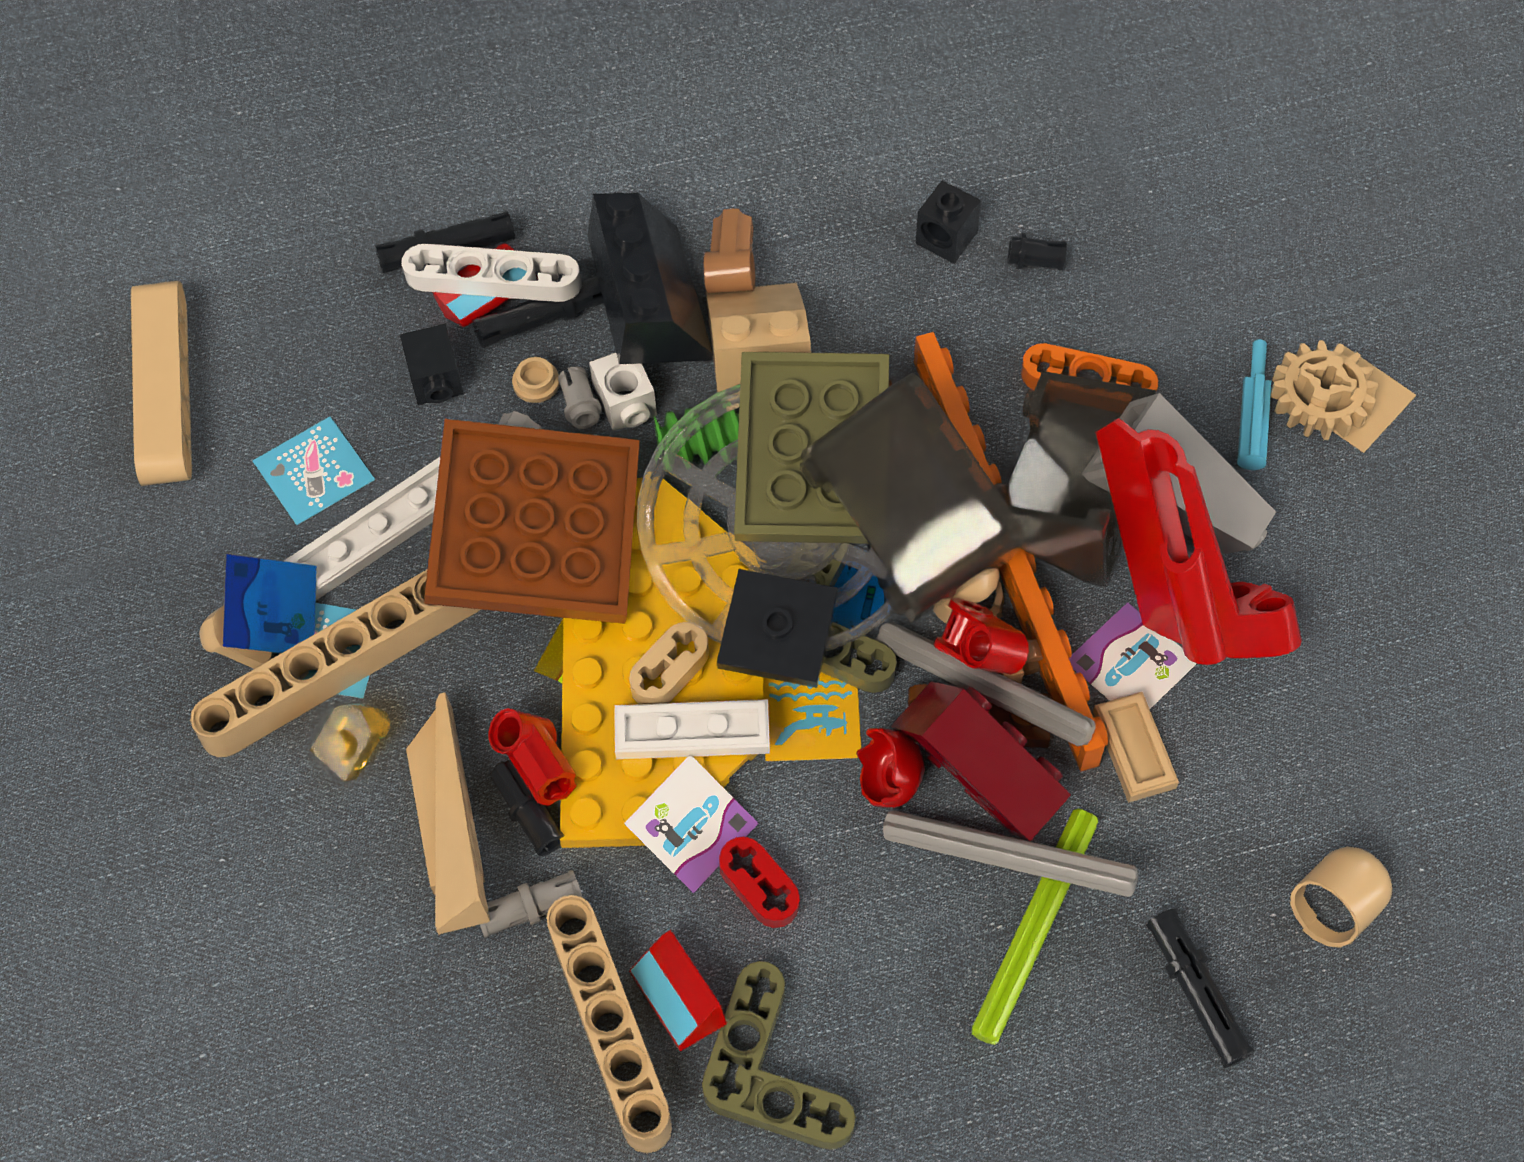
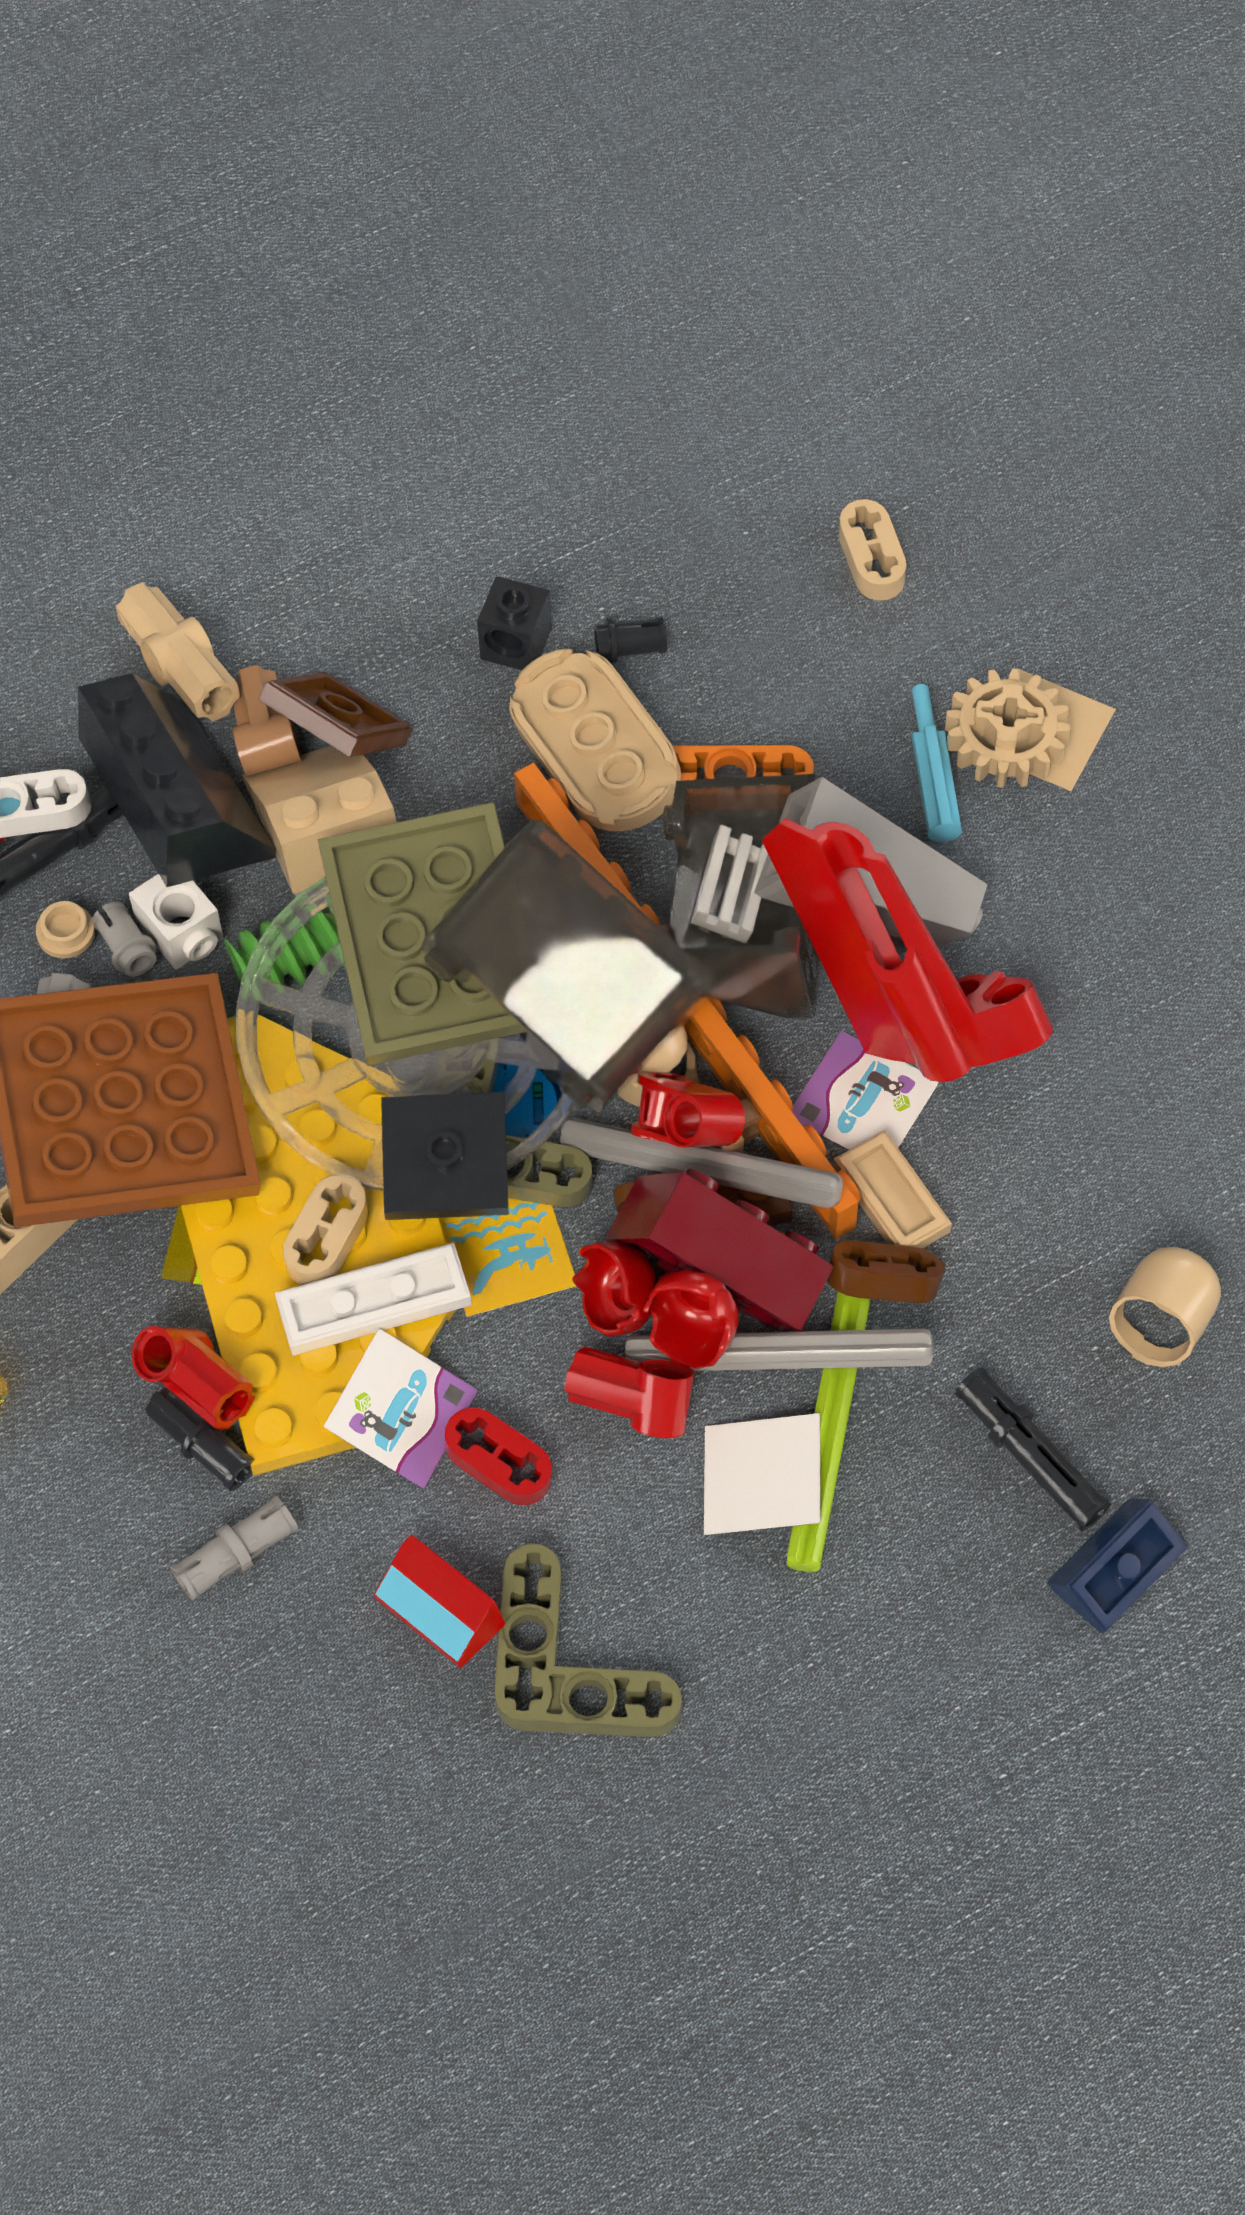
camera: 15 degrees left, 0 degrees up
(447, 822) = (110, 1478): tan wedge -> none
(614, 1046) = (376, 1685): tan beam -> none
(680, 186) = (177, 652): none -> tan piece
(789, 260) = (336, 713): none -> reddish brown plate
(892, 860) = (648, 1392): none -> red piece
(943, 809) = (692, 1318): none -> red hair
(970, 952) = (762, 1474): none -> white sticker
(988, 325) = (595, 739): none -> tan tile
(1082, 440) = (742, 852): none -> white tile
(1113, 809) = (885, 1272): none -> reddish brown beam
(1249, 1103) = (1118, 1563): none -> dark blue slope
(1257, 225) = (861, 552): none -> tan beam

